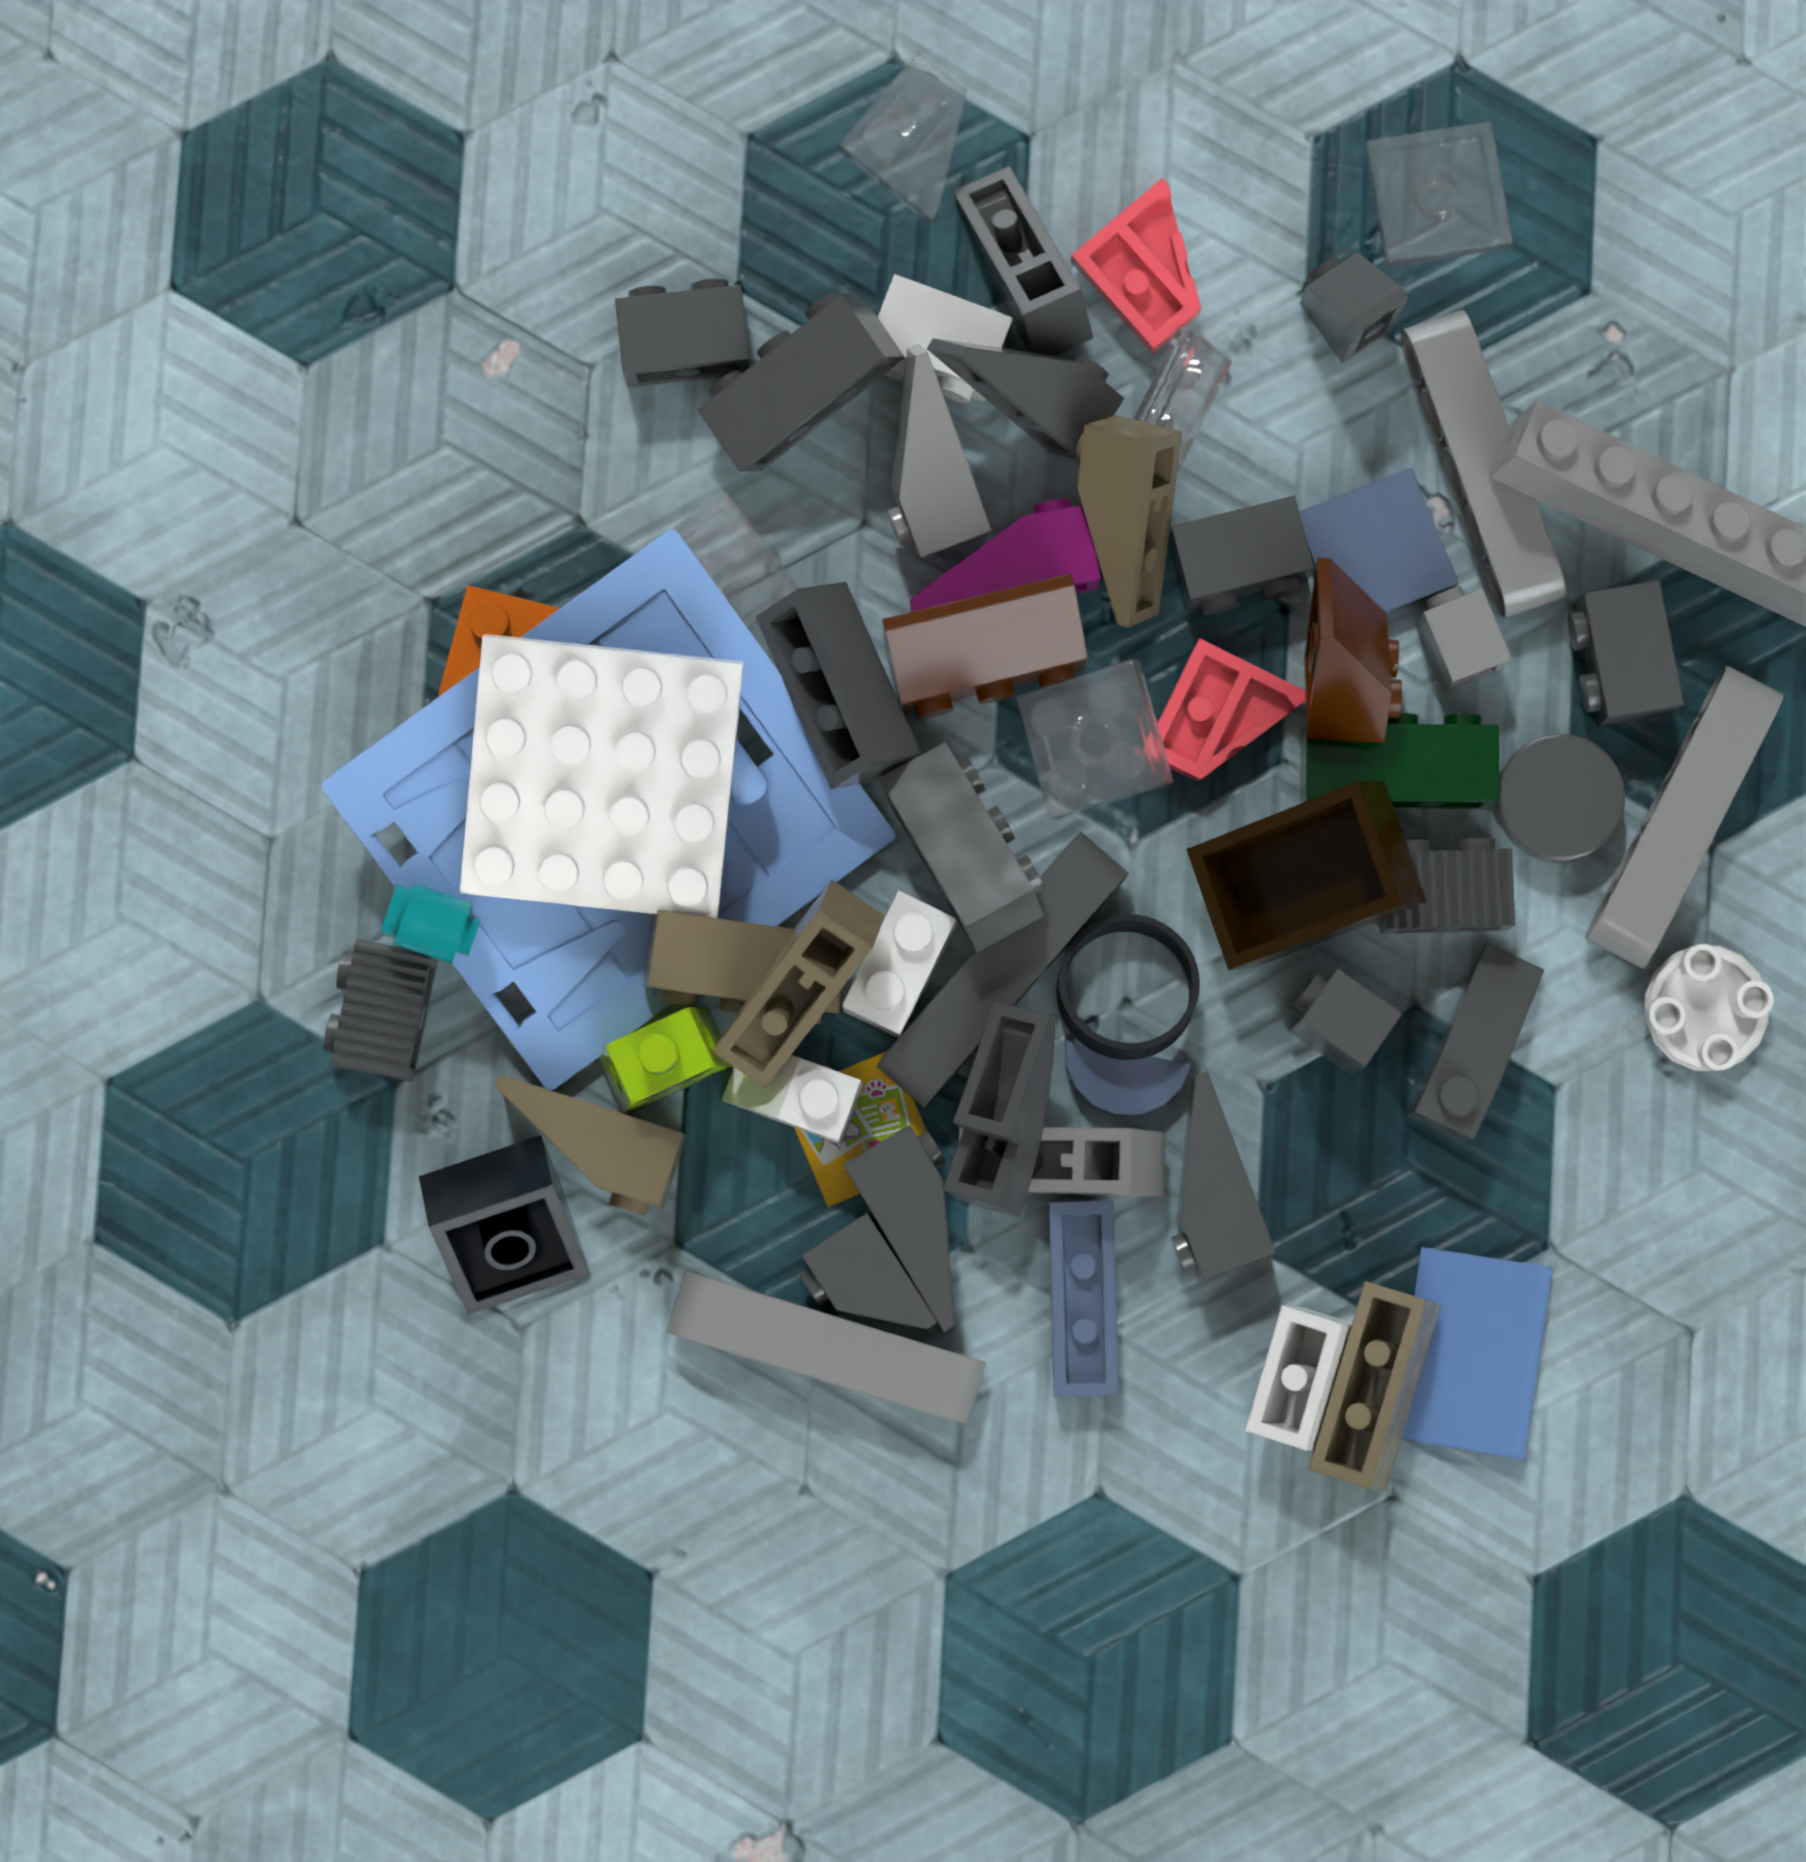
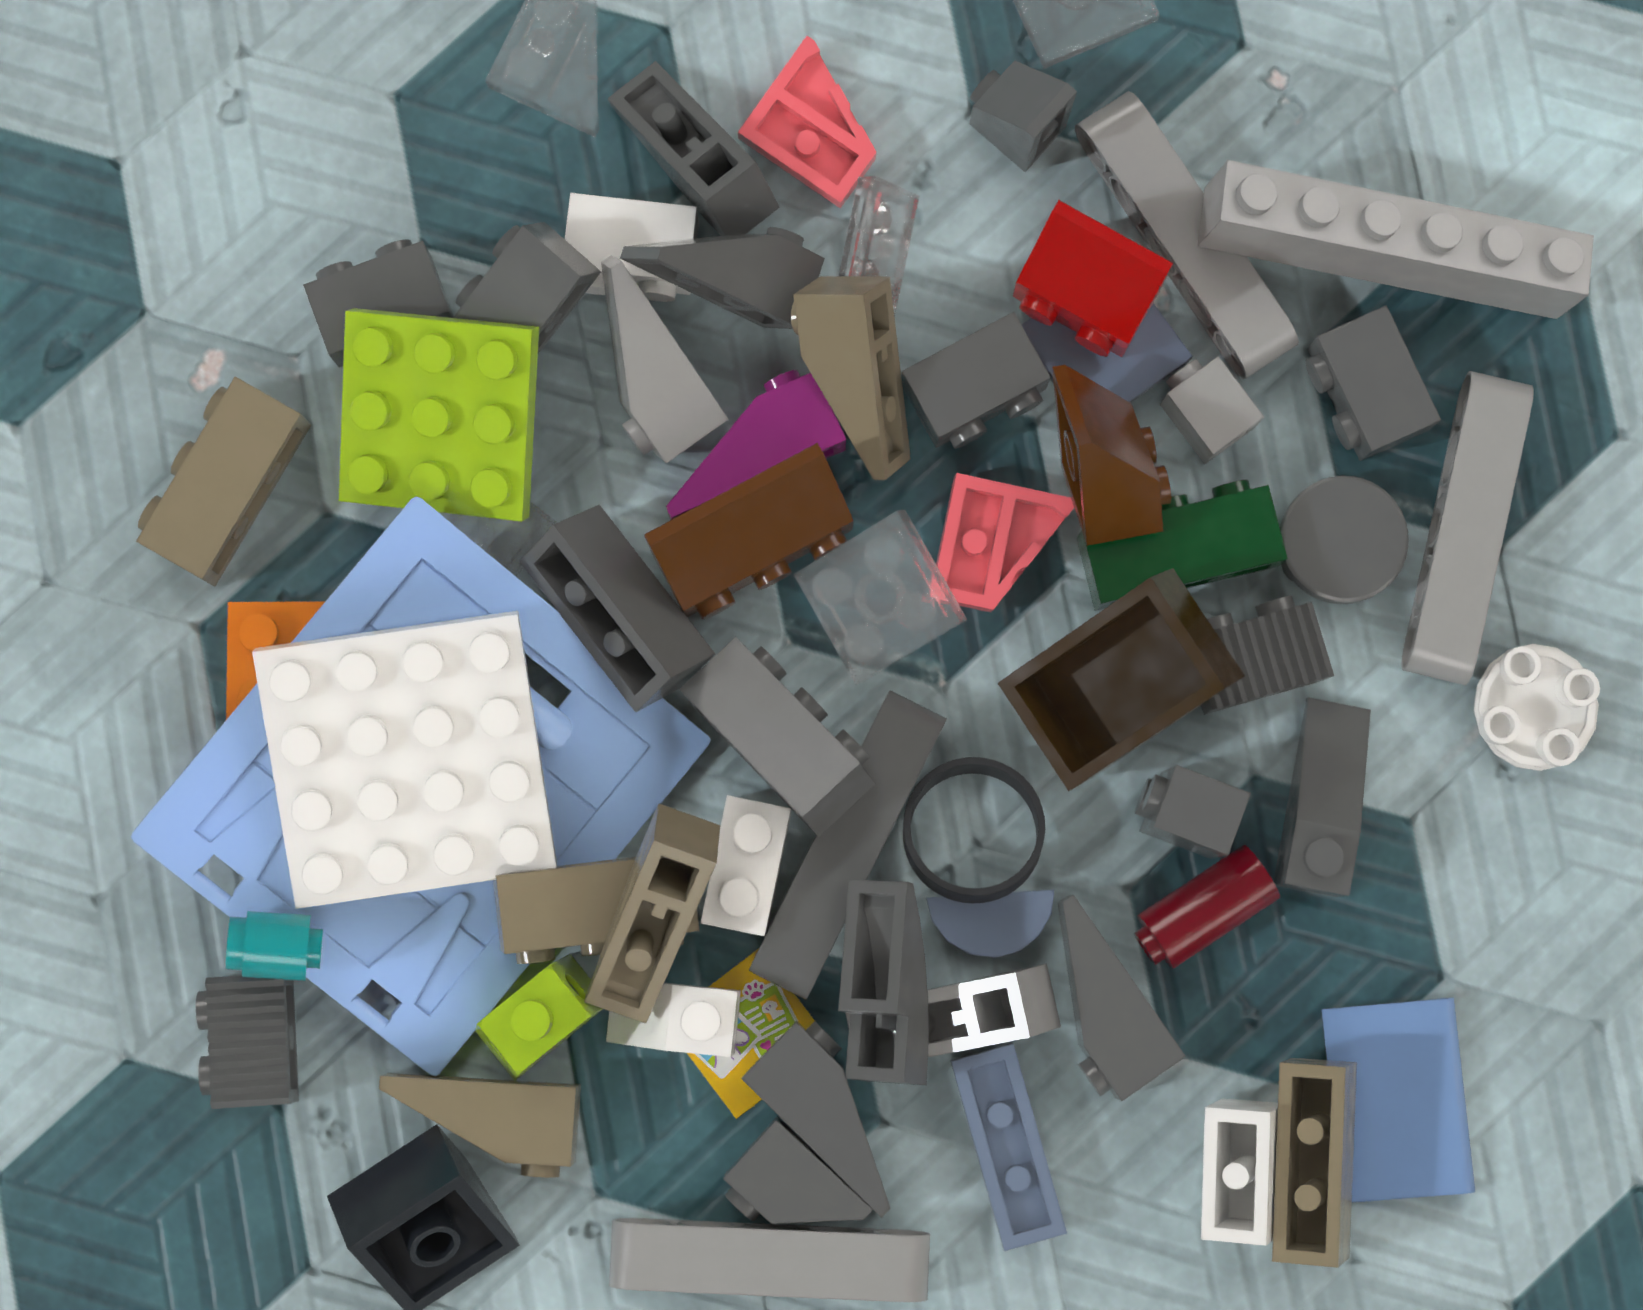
camera: 20 degrees left, 0 degrees up
(489, 468) = (222, 480): none -> dark tan brick
(713, 454) = (438, 413): none -> lime plate
(1333, 1119) = (1205, 908): none -> dark red brick
(1375, 484) = (1090, 281): none -> red slope

